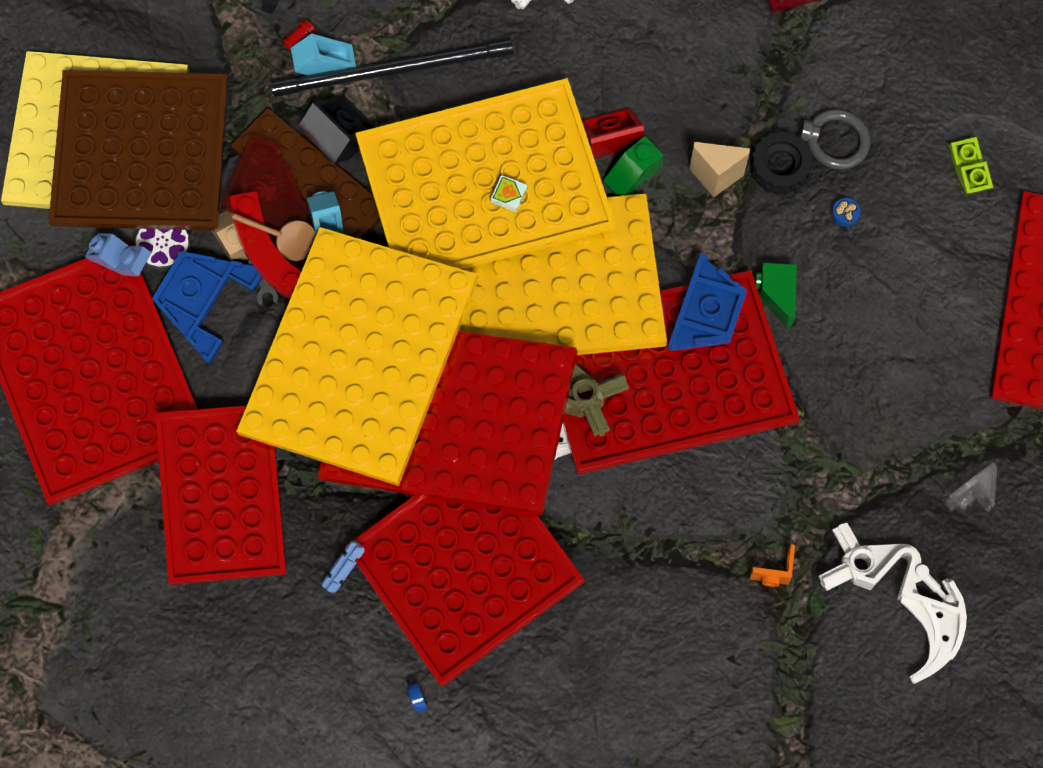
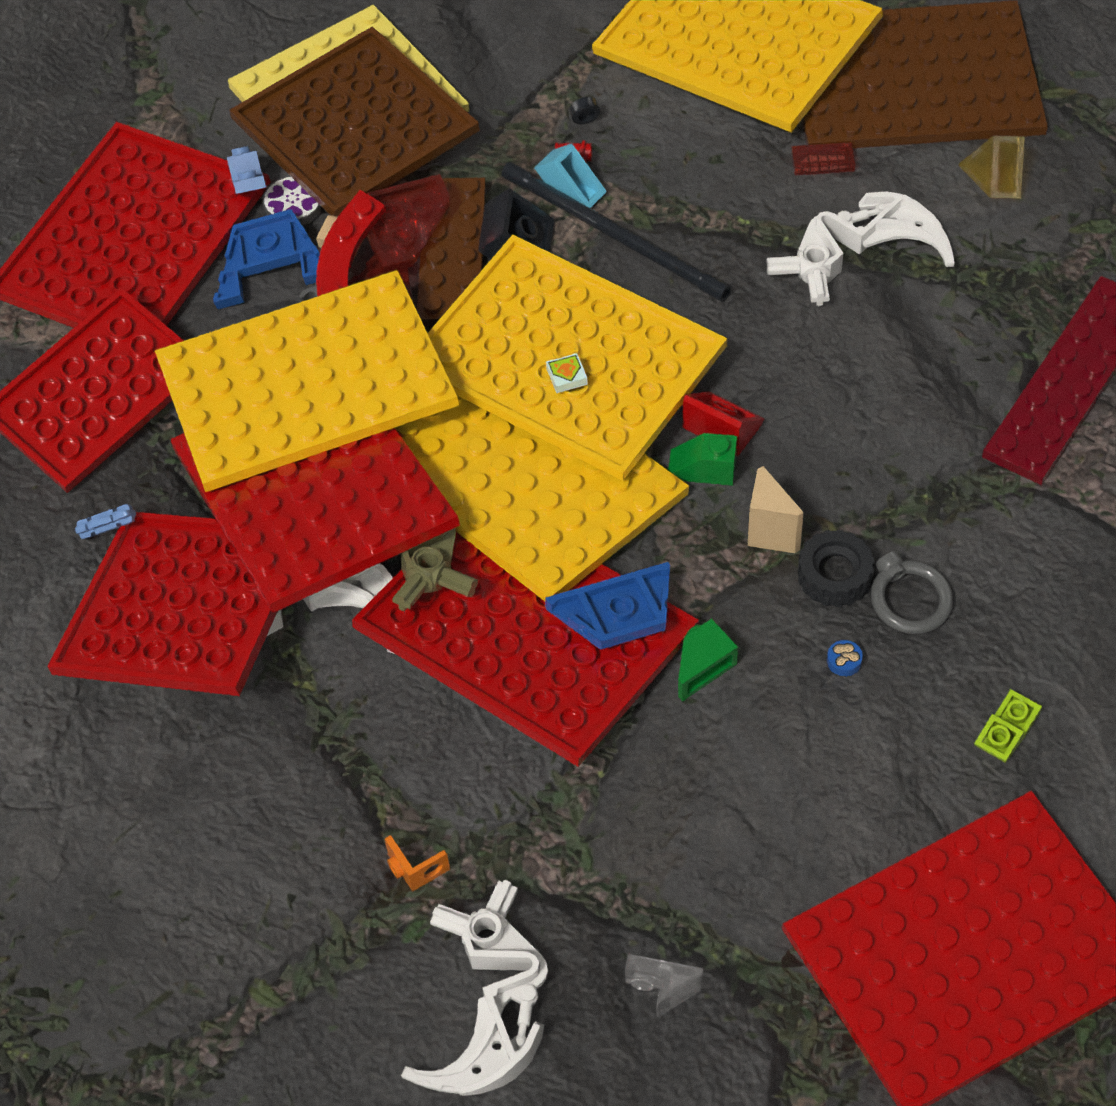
camera: 55 degrees right, 15 degrees down
(292, 240) = (370, 261): medium nougat piece -> none
(325, 212) = (418, 268): medium azure slope -> none
(417, 697) = (29, 666): blue tile -> none

